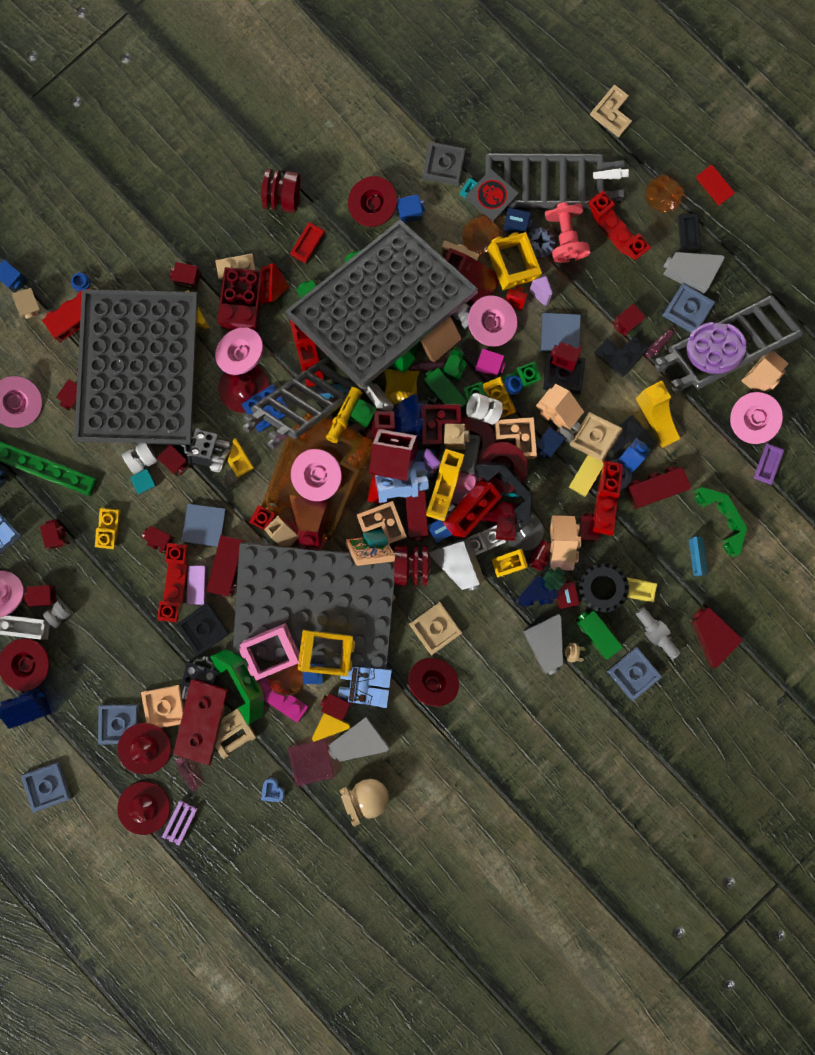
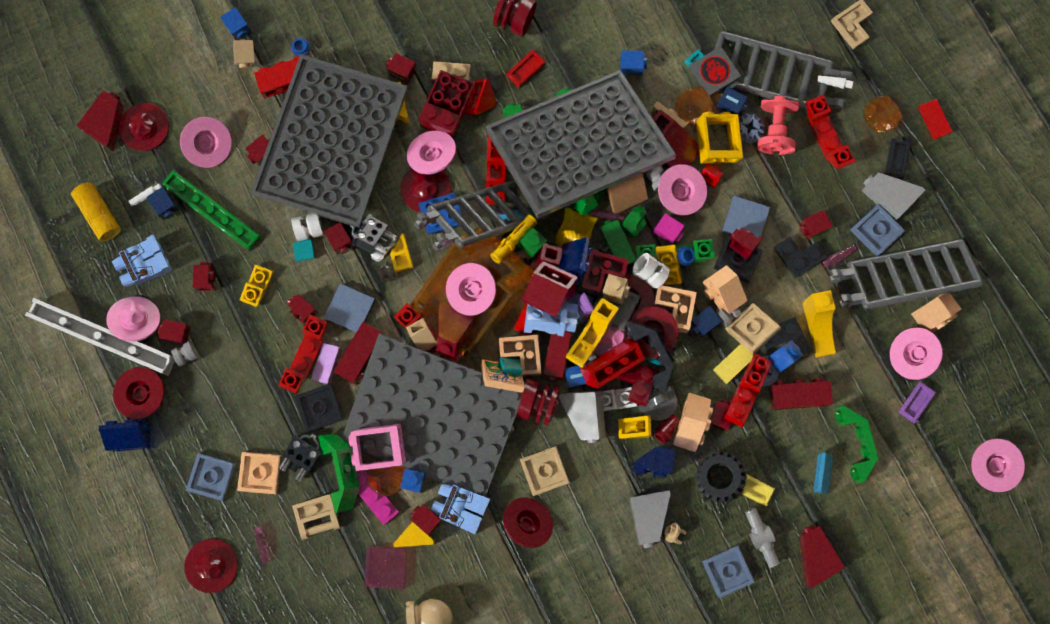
camera: 15 degrees right, 5 degrees down
(46, 787) = (123, 518): sand blue tile -> none
(144, 748) = (228, 507): dark red hat -> none
(172, 838) = (229, 603): lavender tile -> none
(200, 722) = (291, 496): dark red plate -> none
(272, 791) = (339, 585): medium blue tile -> none
(306, 651) = (413, 453): yellow window -> none
(358, 742) = (437, 560): light grey slope -> none
(372, 201) = (598, 46): dark red hat -> none
(378, 397) = (551, 231): white tile -> none
(444, 163) = (677, 29): dark grey tile -> none
(541, 290) = (737, 173): lavender slope -> none
(554, 578) = (673, 452): clear green gear -> none
(567, 595) = (682, 474): dark red brick -> none
(598, 634) = (703, 522): green brick -> none
(716, 347) = (894, 274): medium lavender tile -> none

